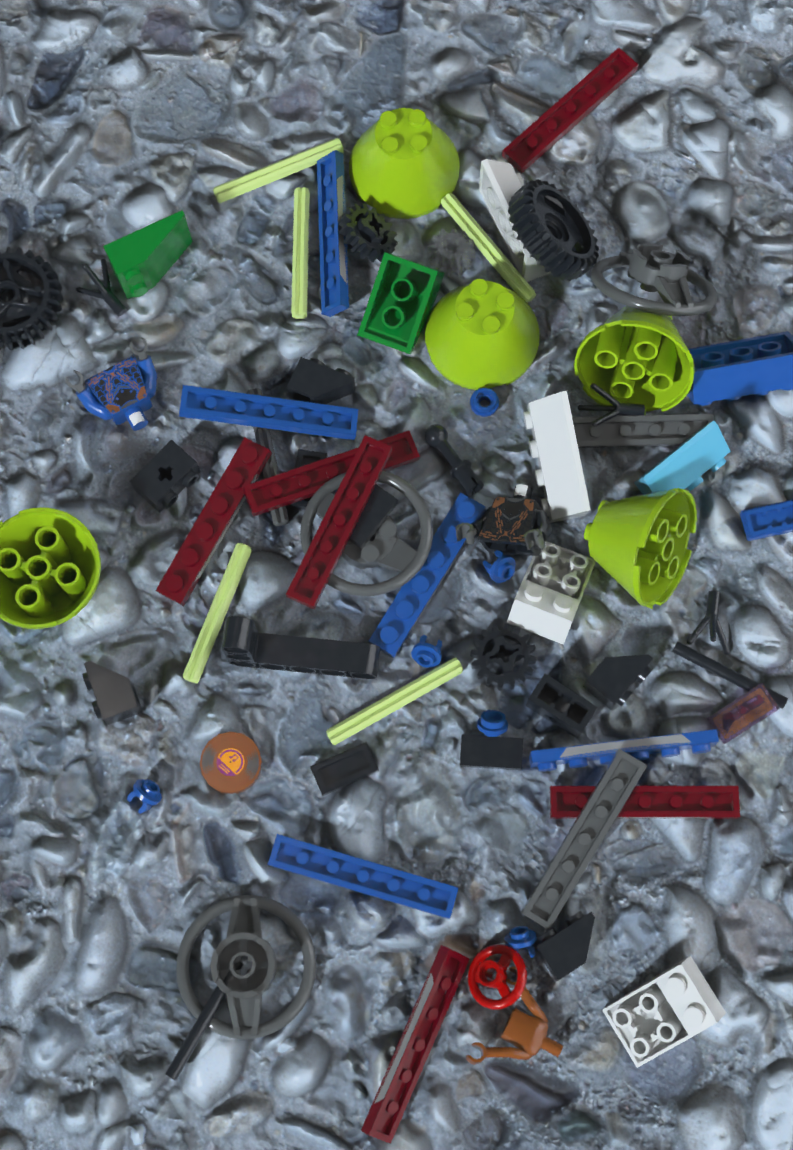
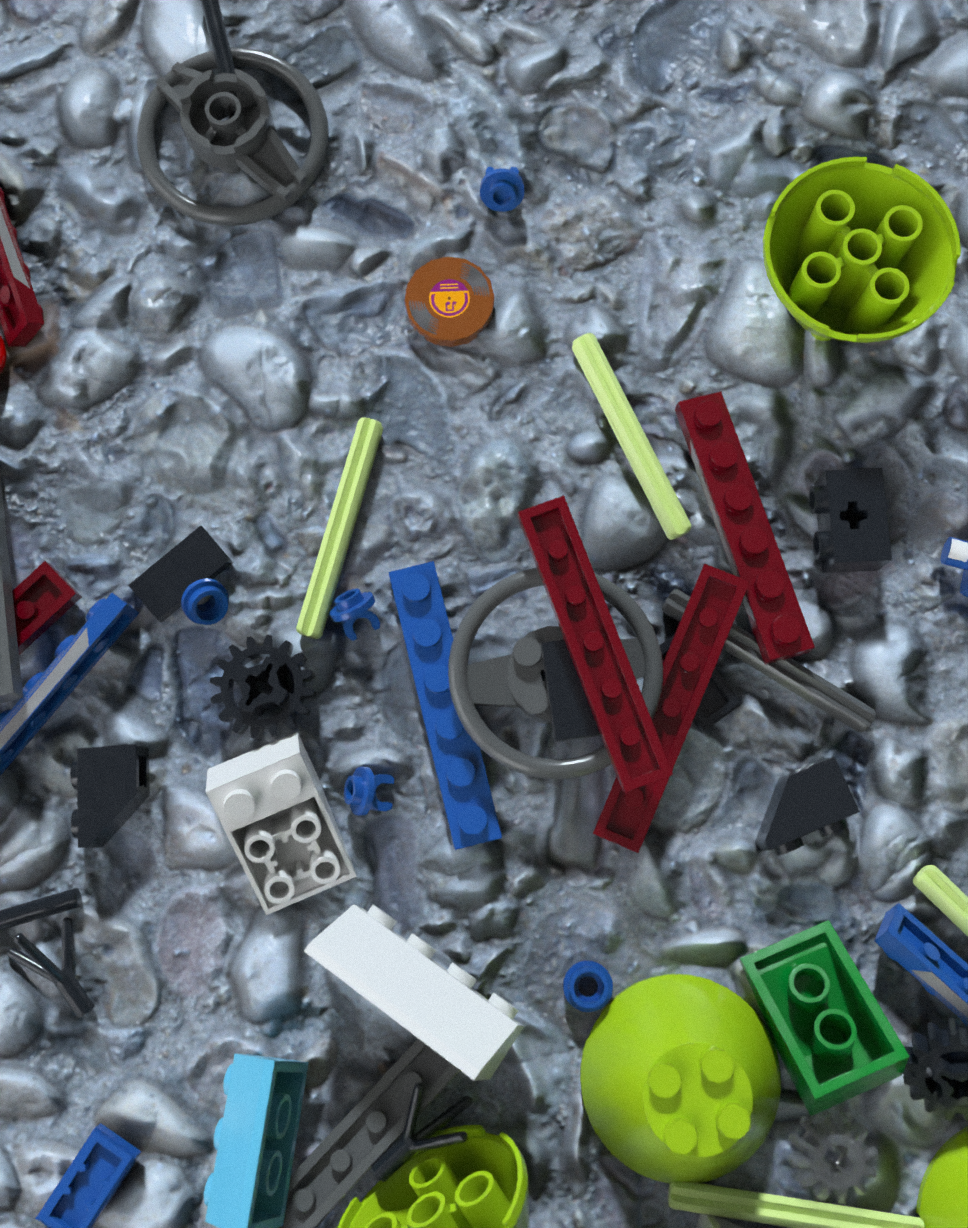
camera: 135 degrees right, 5 degrees up
(113, 693) = (647, 246): black slope -> none
(251, 649) = (556, 419): black beam -> none
(268, 412) = (821, 704): blue plate -> none
(344, 768) = (324, 408): black tile -> none
(363, 876) = (193, 319): blue plate -> none
(437, 436) = (601, 883): black pin -> none
(510, 525) = (397, 851): torso -> none
(561, 706) = (138, 689): black brick -> none
(644, 542) = (213, 979): lime cone -> none

